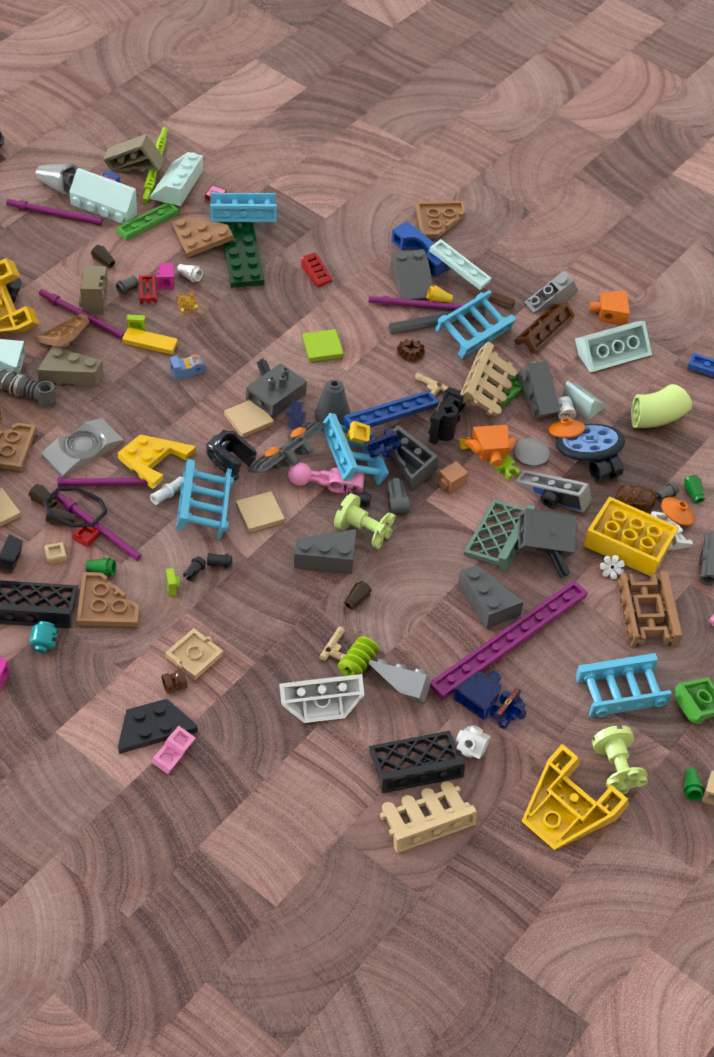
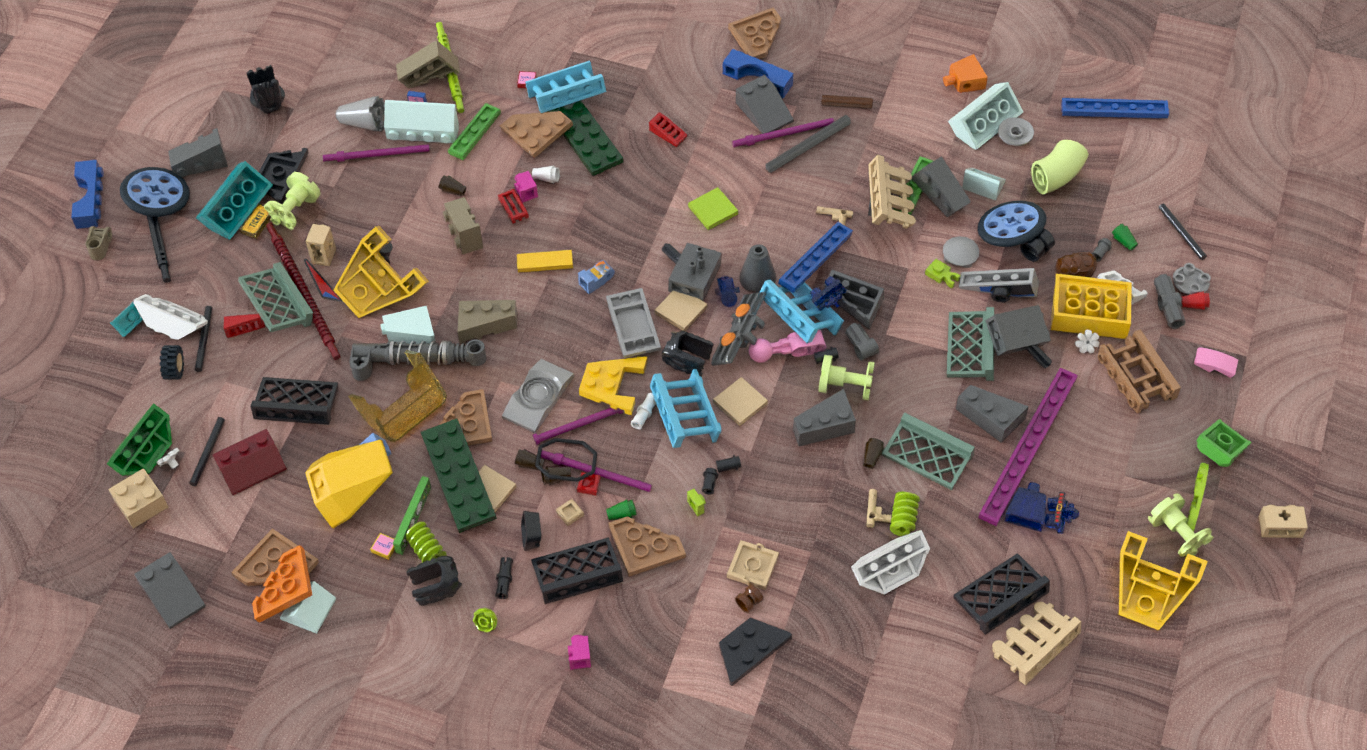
camera: 15 degrees left, 5 degrees up
(43, 636) = (606, 600): teal head -> none
(55, 300) = (428, 249): magenta bar -> none
(64, 332) = (460, 282): medium nougat plate -> none
(123, 286) = (491, 208): dark grey pin -> none
(136, 322) = (523, 246): lime plate -> none
(173, 750) = (781, 664): bright pink slope -> none
(179, 179) = (482, 76): light aqua slope -> none
(187, 302) = (559, 207): clear yellow tile -> none
(198, 414) = (633, 323): none -> light grey slope
(358, 432) = (801, 291): yellow tile -> none
(404, 352) = (793, 188): reddish brown gear -> none
(409, 683) = (961, 522): light grey slope -> none
(420, 598) = (932, 435): none -> sand green fence
(437, 294) = (798, 117): yellow cone -> none
(446, 418) = (871, 241): black plate -> none
(452, 477) = (902, 303): nougat brick -> none
(460, 264) = (806, 78): light aqua tile -> none
(472, 742) = (1045, 557): white brick -> none
(479, 339) = (865, 138): medium azure fence -> none
(490, 443) = (922, 258): orange torso -> none
(546, 326) = (914, 117): reddish brown fence -> none
(554, 292) = (904, 79): light grey slope -> none
(566, 408) = (976, 198): white wheel -> none
(566, 428) = (982, 216): orange dish -> none
(622, 667) = (1145, 436): medium azure fence -> none
(634, 367) = (1016, 131): none -> light grey dish
(650, 737) = (1200, 484): none -> lime tile
(678, 511) = (1120, 265): orange dish -> none
(693, 786) = (1252, 528): green cone -> none

